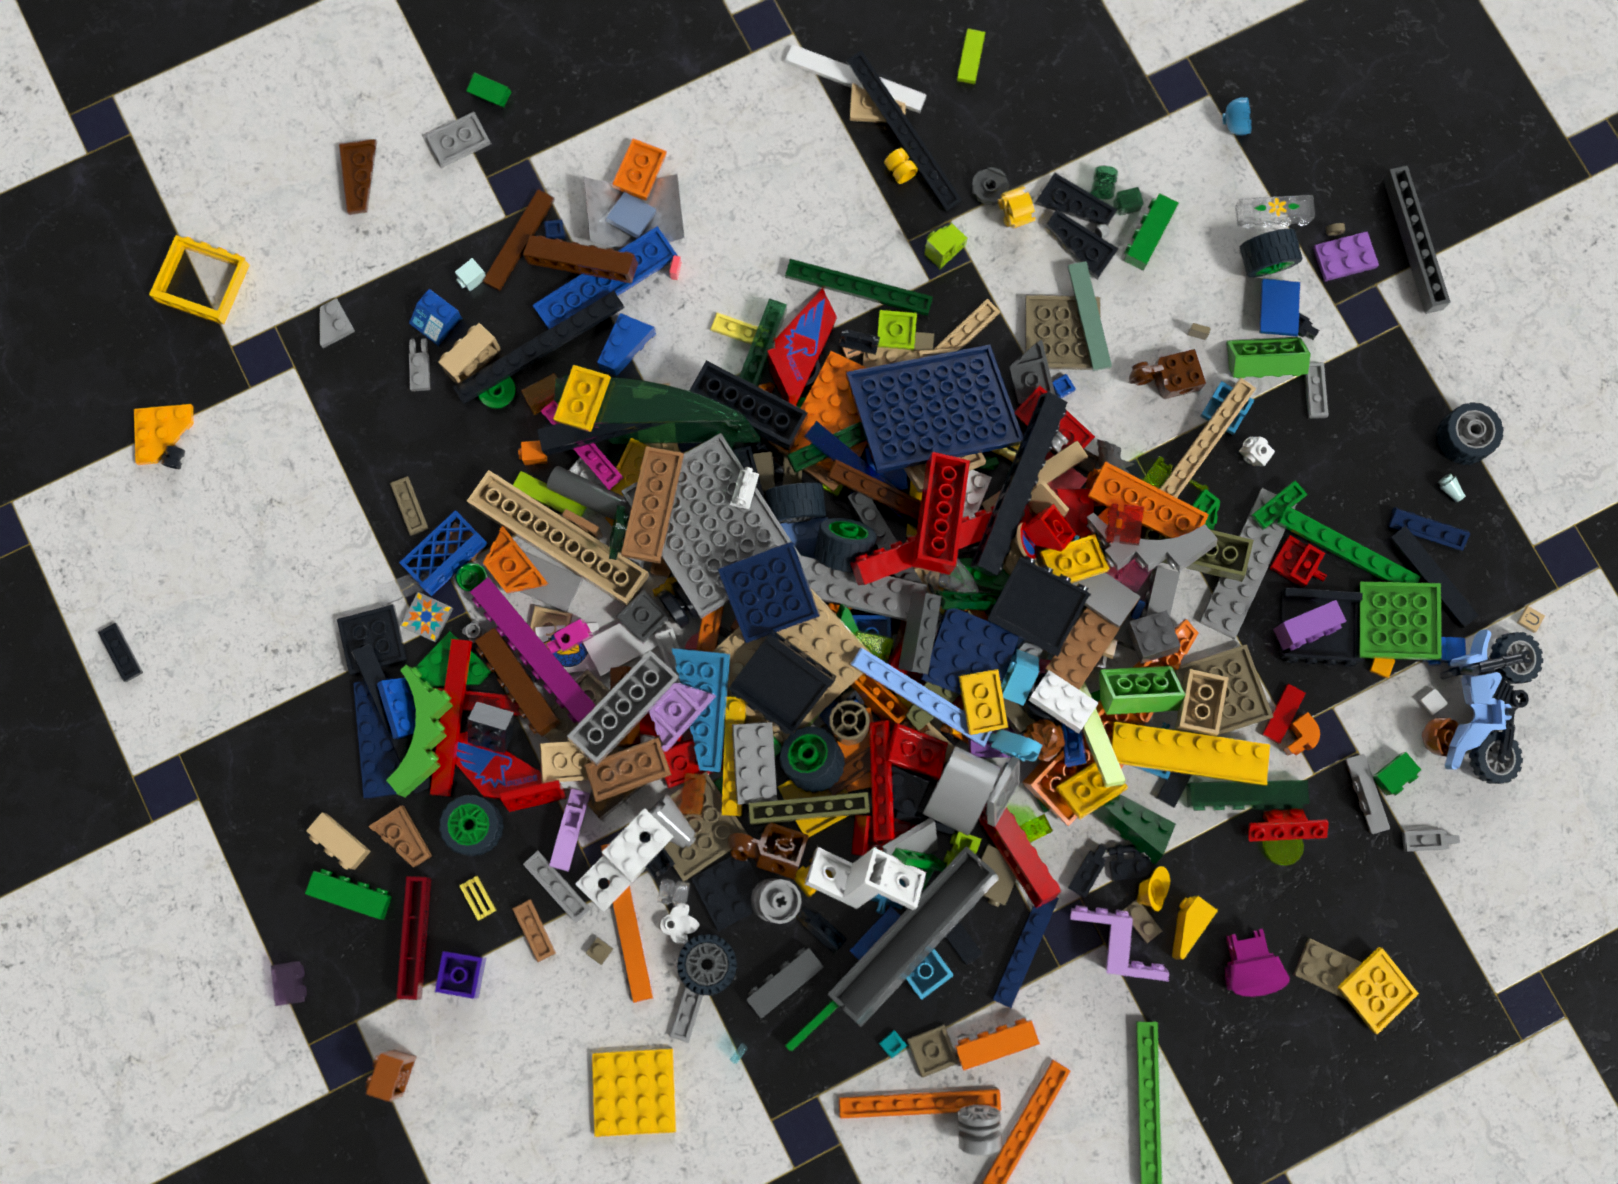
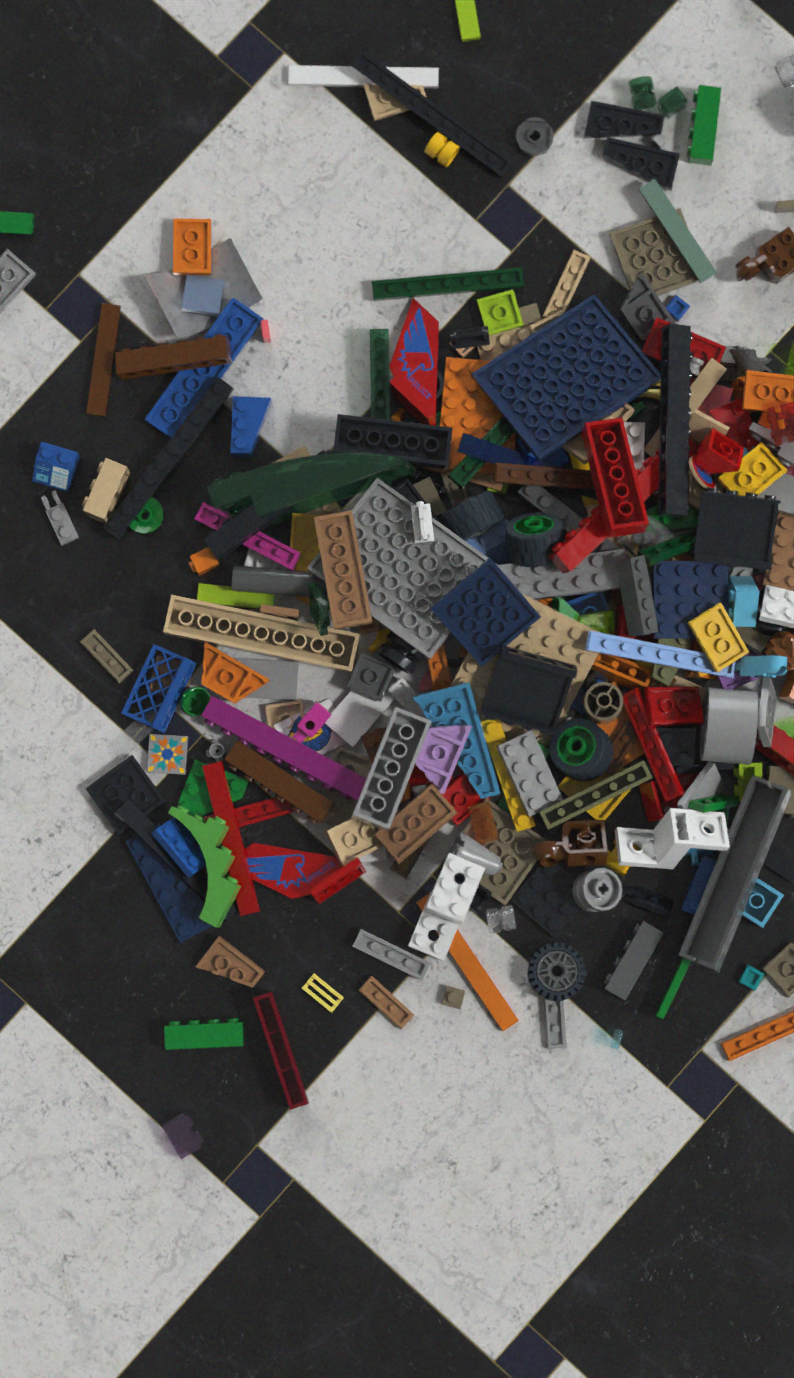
camera: 20 degrees left, 5 degrees up
(337, 841) = (173, 991): tan brick -> none
(390, 1075) = (313, 1177): dark orange brick -> none
(456, 821) = (275, 928): wheel -> none
(460, 975) = (337, 1067): dark purple brick -> none
(470, 275) = (72, 412): light aqua brick -> none
(490, 727) = (272, 833): black brick -> none
(540, 393) = (190, 500): clear orange hinge -> none
(554, 229) = (133, 337): dark blue tile -> none
(569, 830) = (382, 898): lavender slope -> none
(582, 398) = (241, 496): yellow plate -> none
(634, 1092) = (535, 1110): yellow plate -> none
(682, 925) = (519, 944): white plate -> none
(734, 328) = (346, 369): light yellow tile -> none
(944, 244) = (514, 212): lime brick -> none
(1016, 207) = (569, 150): yellow brick -> none

